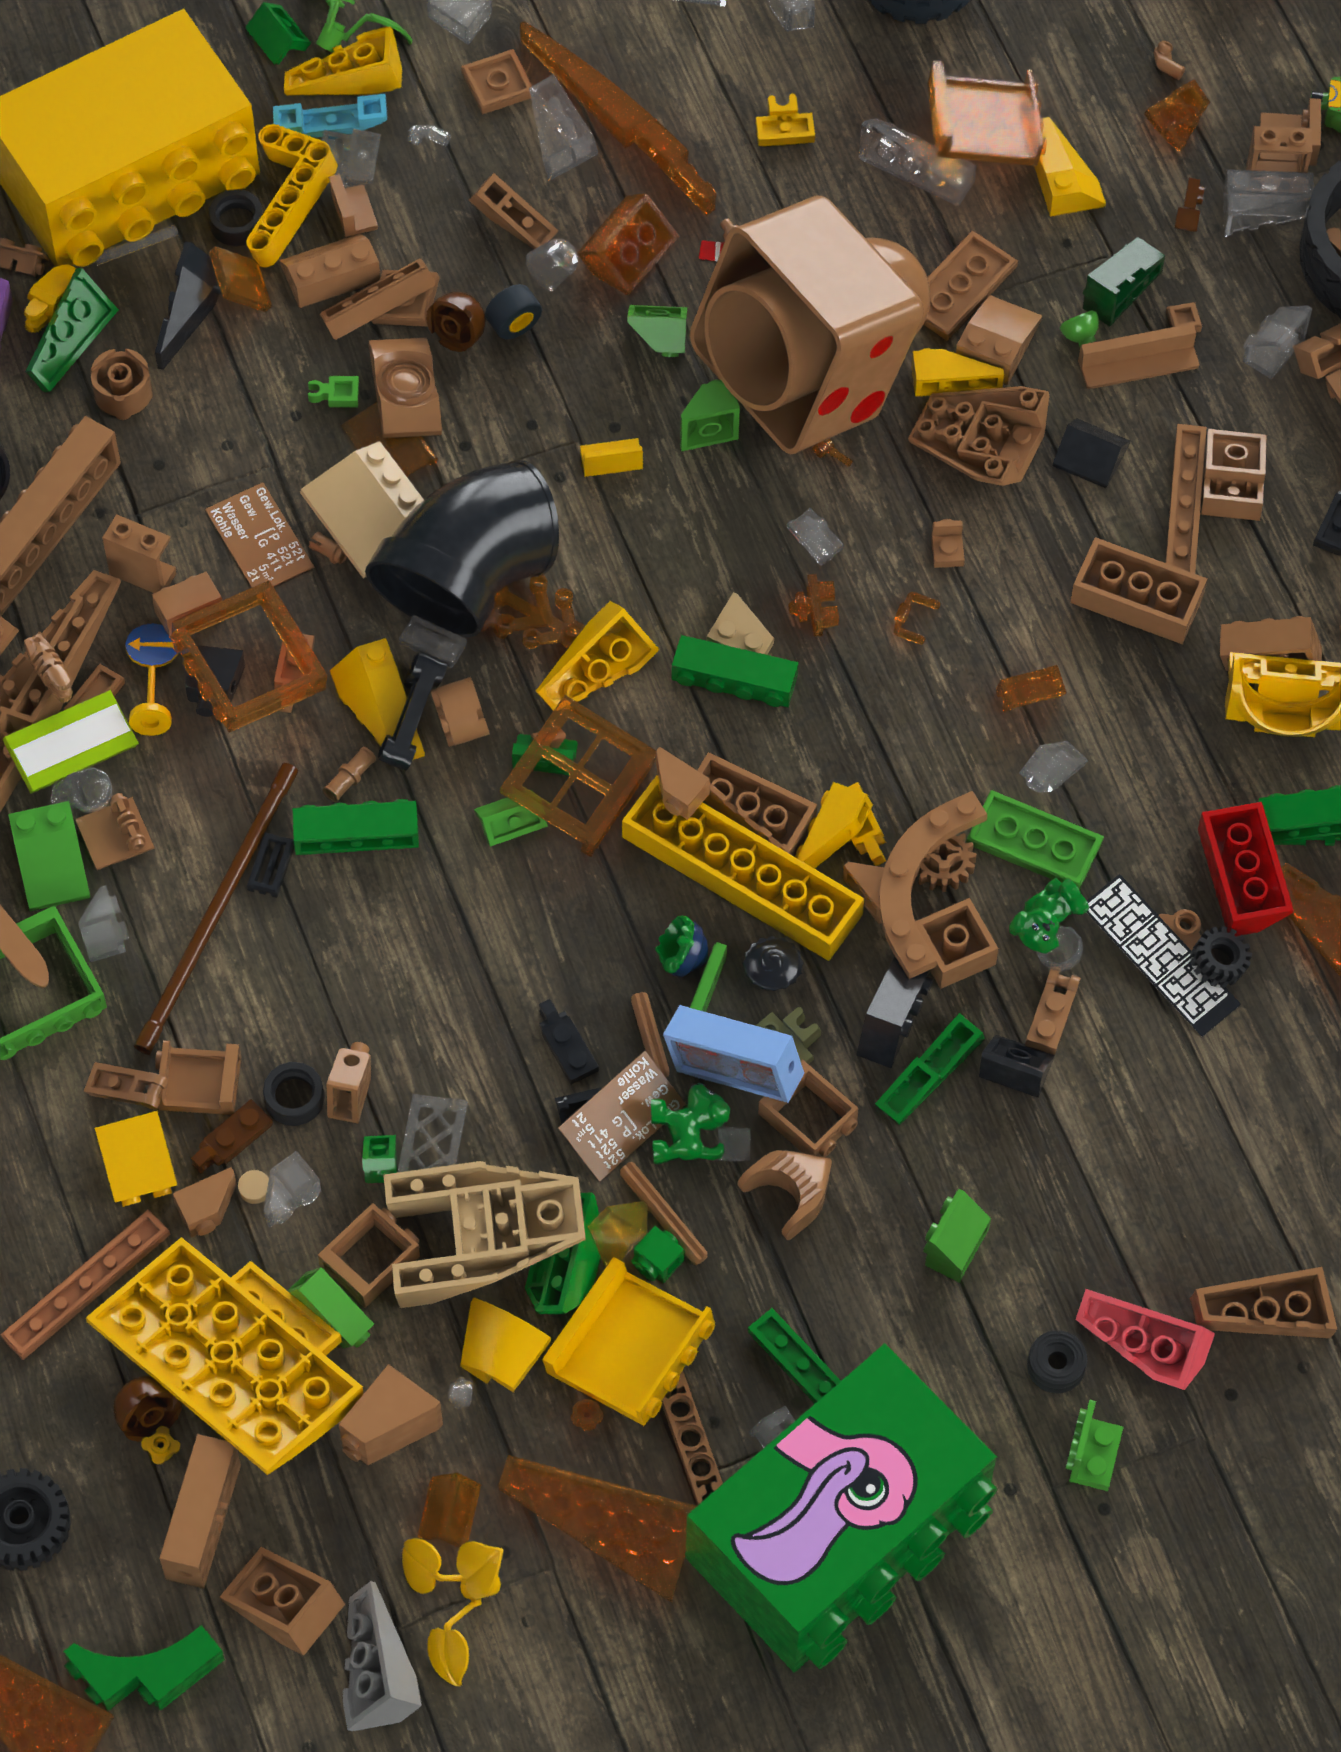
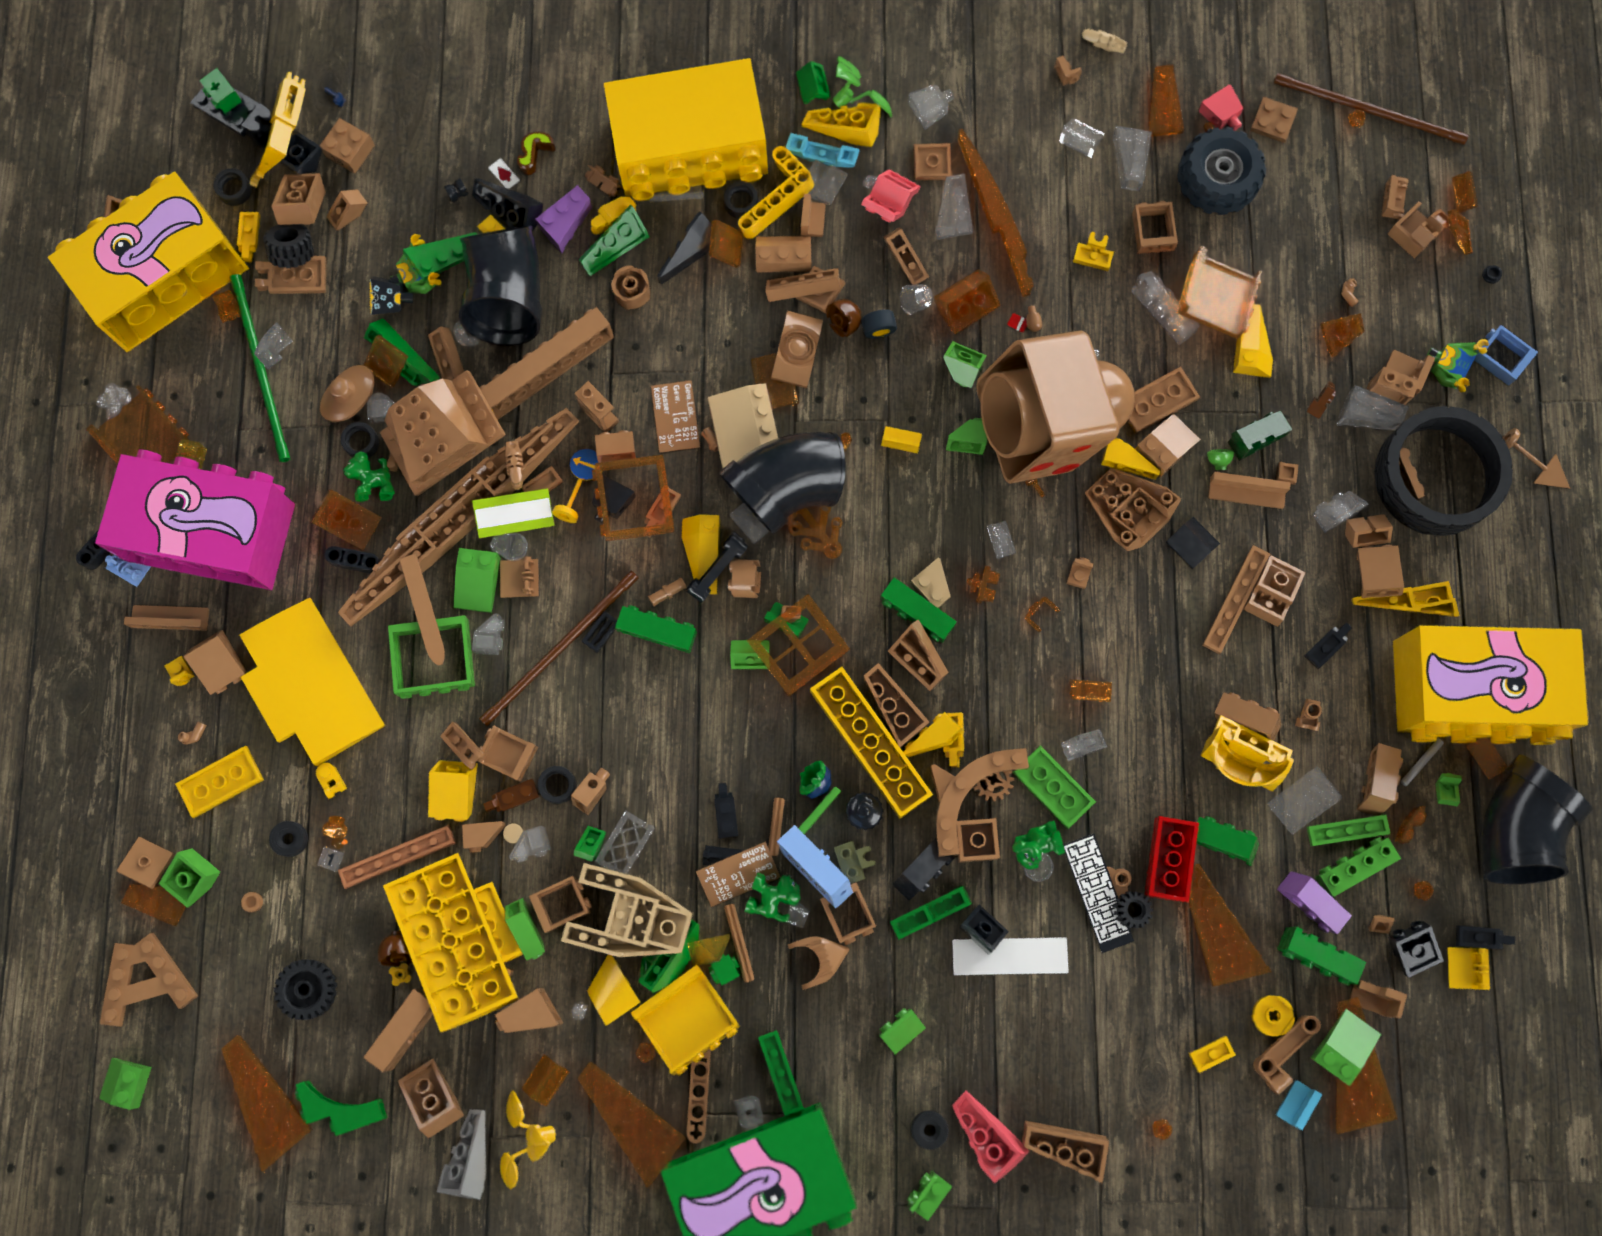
camera: 25 degrees right, 15 degrees up
(340, 391) = (757, 338): bright green plate -> none
(457, 141) = (890, 196): none -> coral bracket
(599, 655) = (843, 569): yellow wedge -> none
(680, 784) = (851, 682): medium nougat slope -> none
(762, 726) = (919, 656): none -> medium nougat wedge
(865, 85) = (1155, 244): none -> medium nougat window
(1052, 1012) = (1018, 904): medium nougat plate -> none
(1073, 1089) = (1011, 957): none -> white sticker
(1138, 590) = (1183, 650): medium nougat brick -> none

